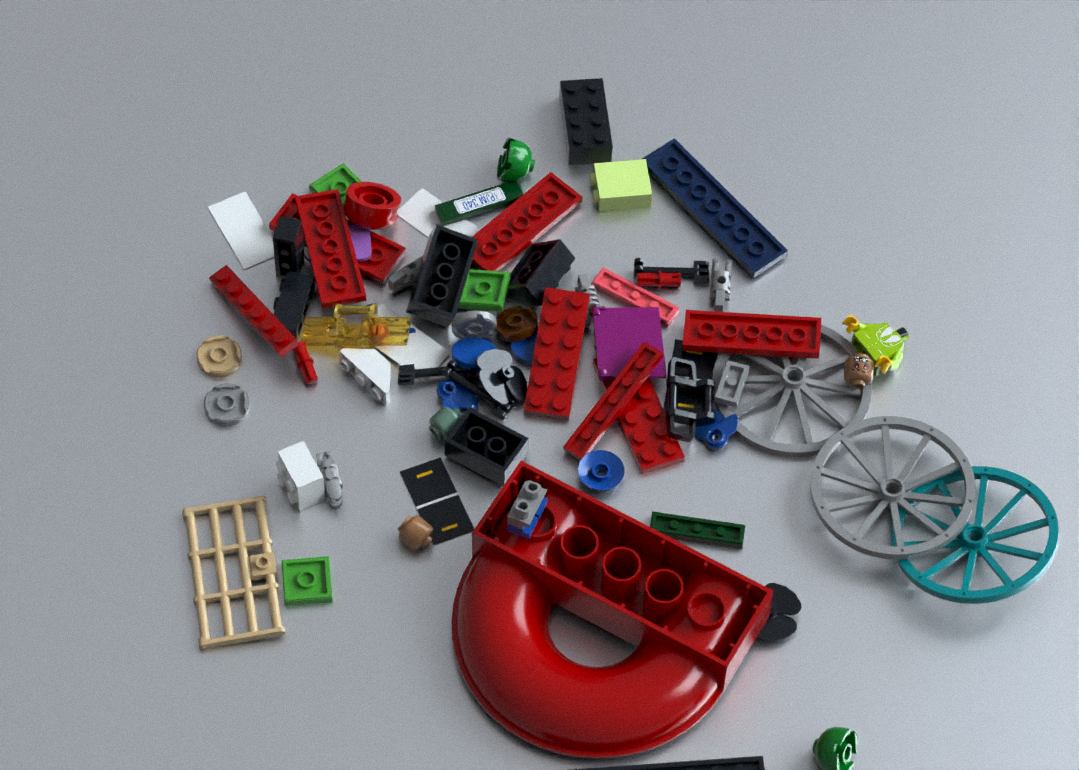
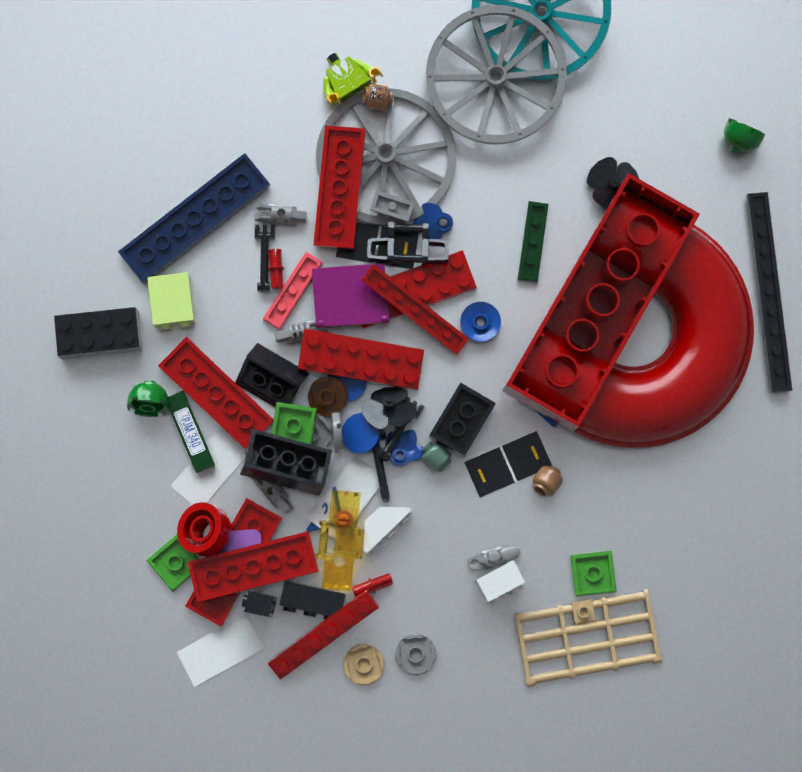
camera: 90 degrees left, 25 degrees up
(527, 509) = (561, 375): light grey hips -> none

